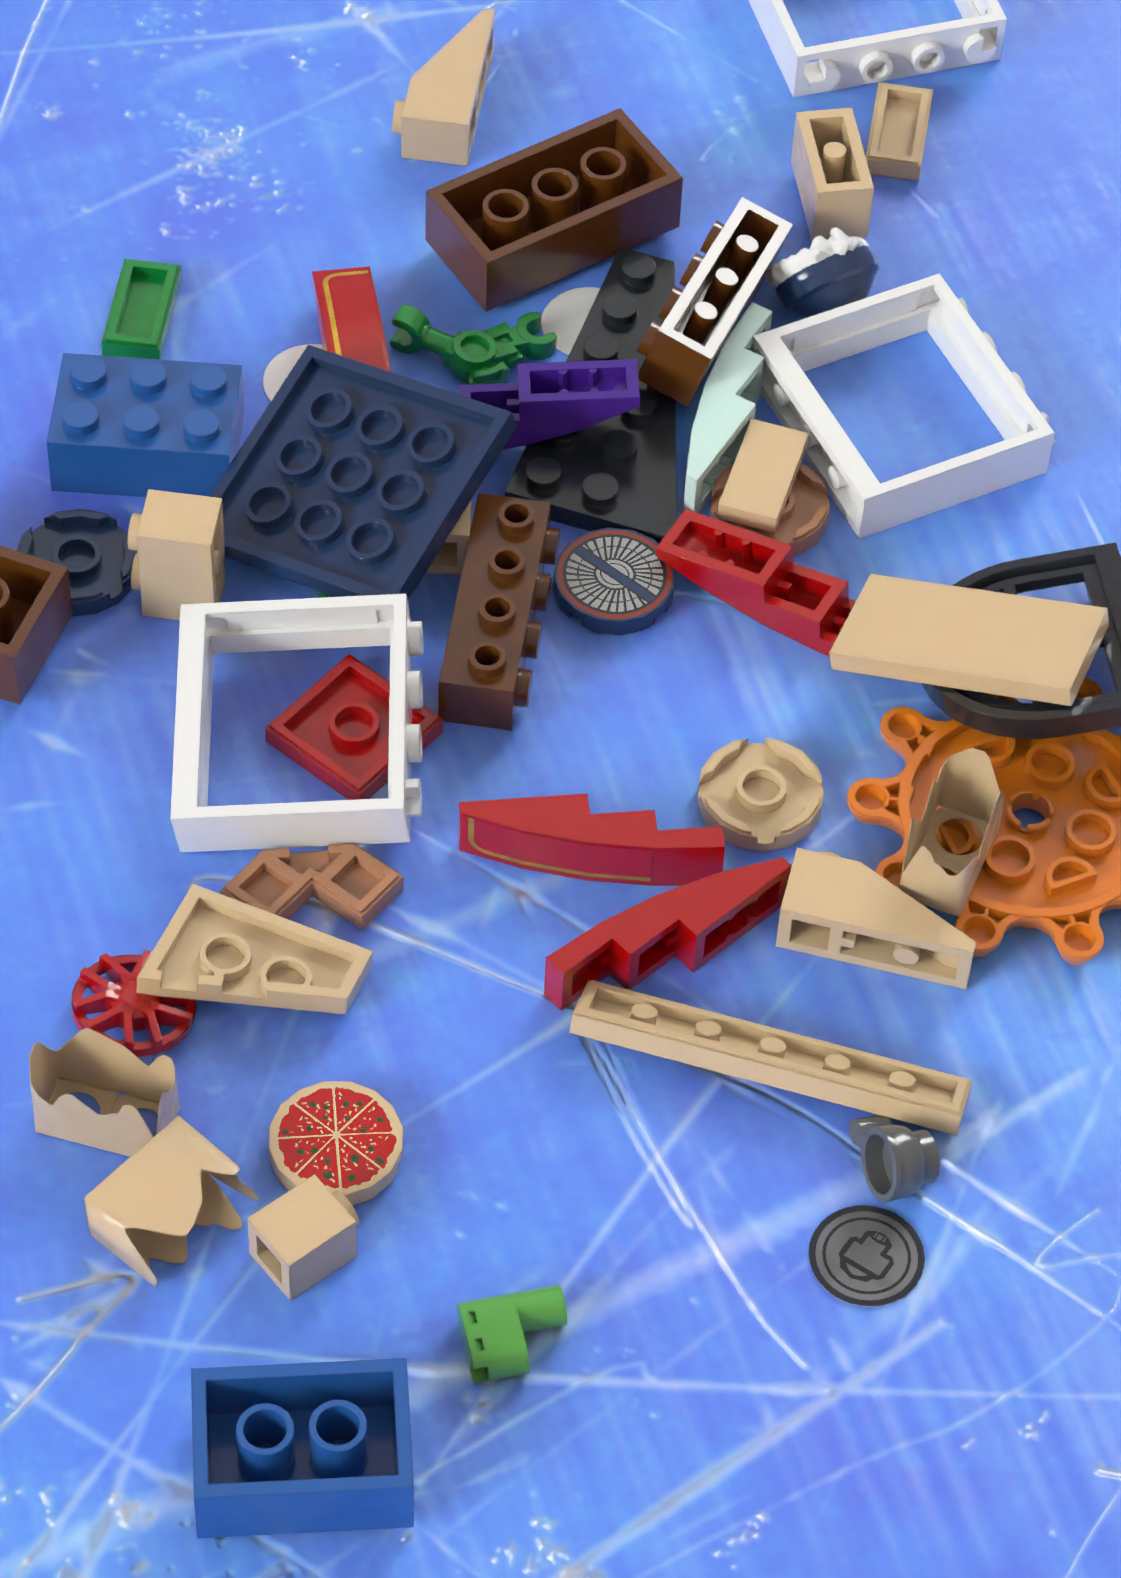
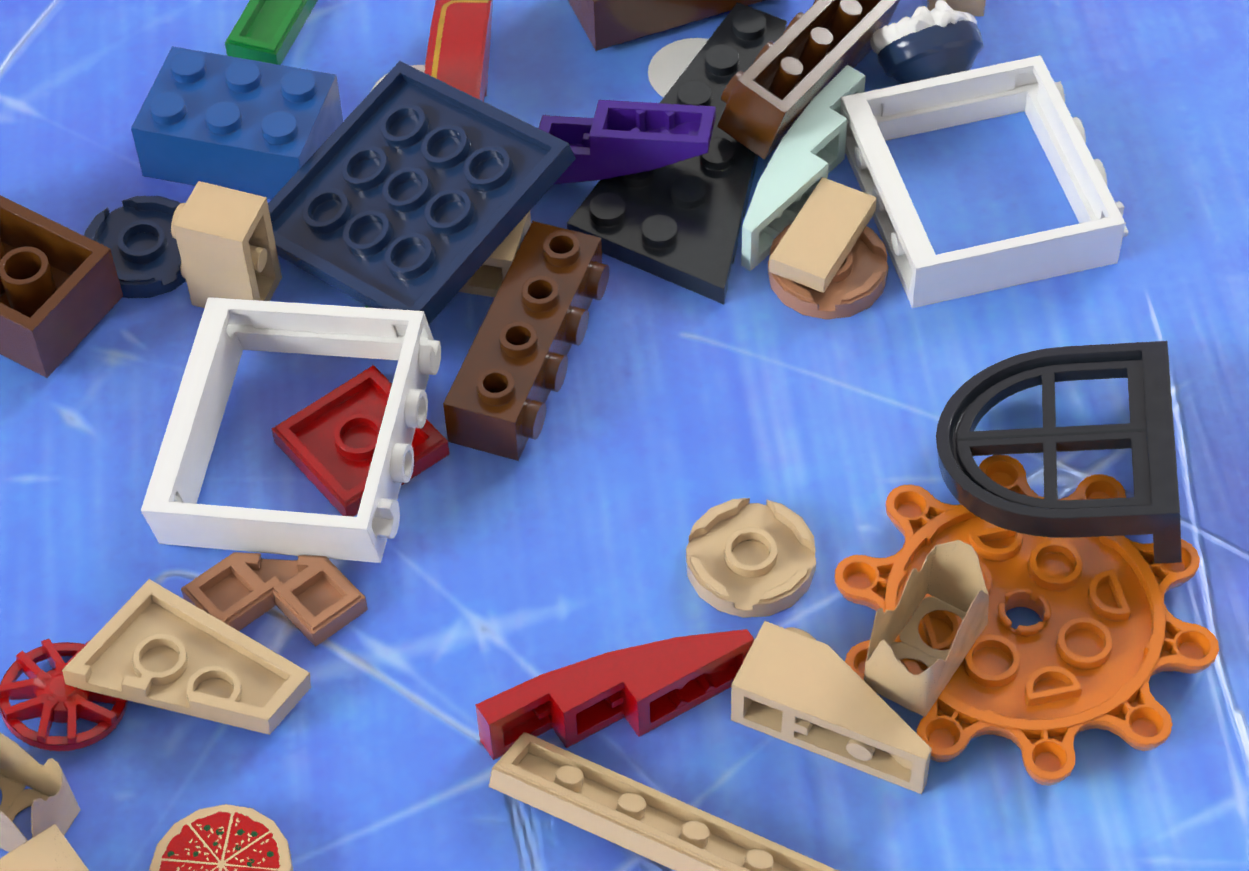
camera: 15 degrees right, 0 degrees up
(475, 354) = (573, 89): green piece -> none
(567, 841) = (536, 580): red slope -> none
(613, 581) = (654, 322): tile -> none
(758, 579) = (823, 359): red slope -> none
(970, 639) = (993, 424): tan tile -> none

